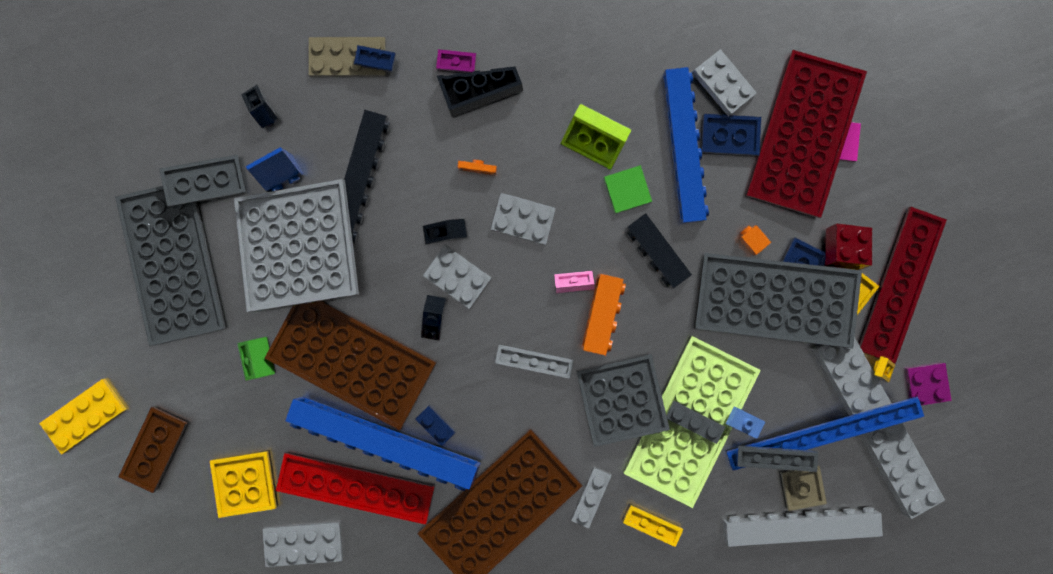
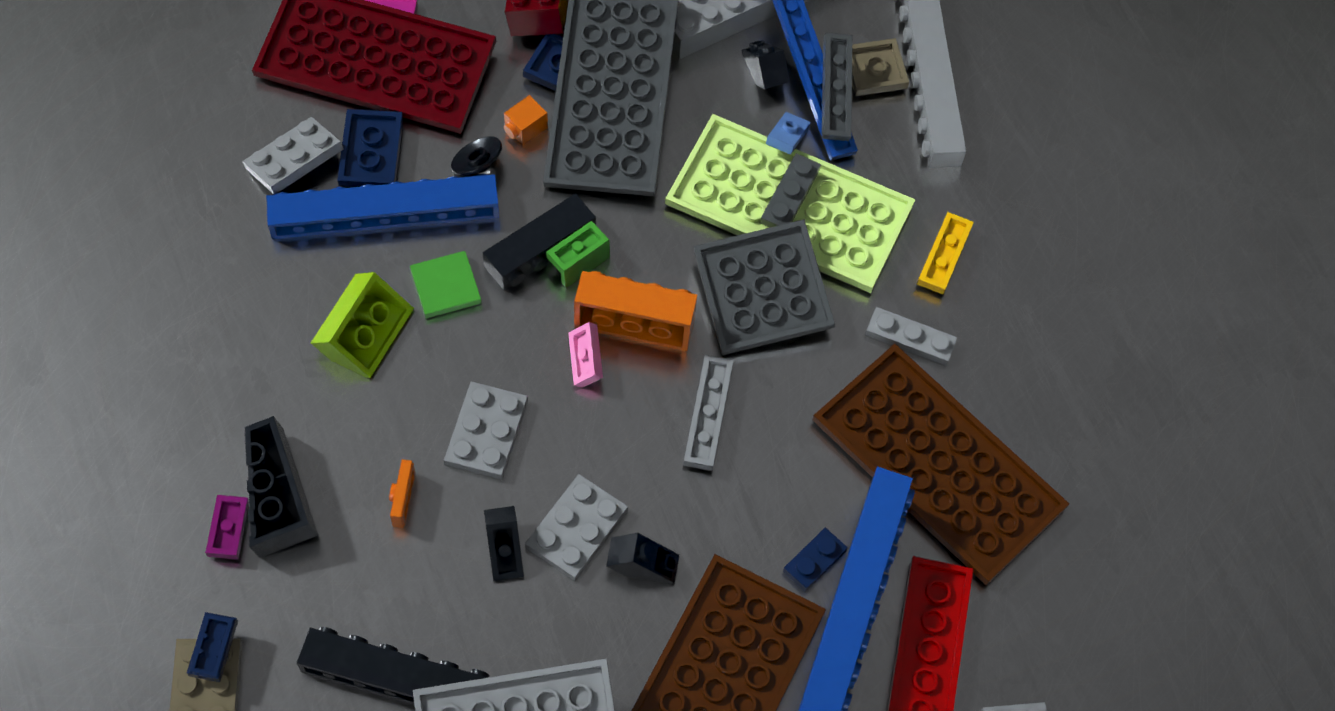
camera: 90 degrees left, 25 degrees down
(648, 277) = (579, 253): none -> bright green panel
(724, 207) = (476, 156): none -> black dish
(803, 409) = (766, 64): none -> black slope

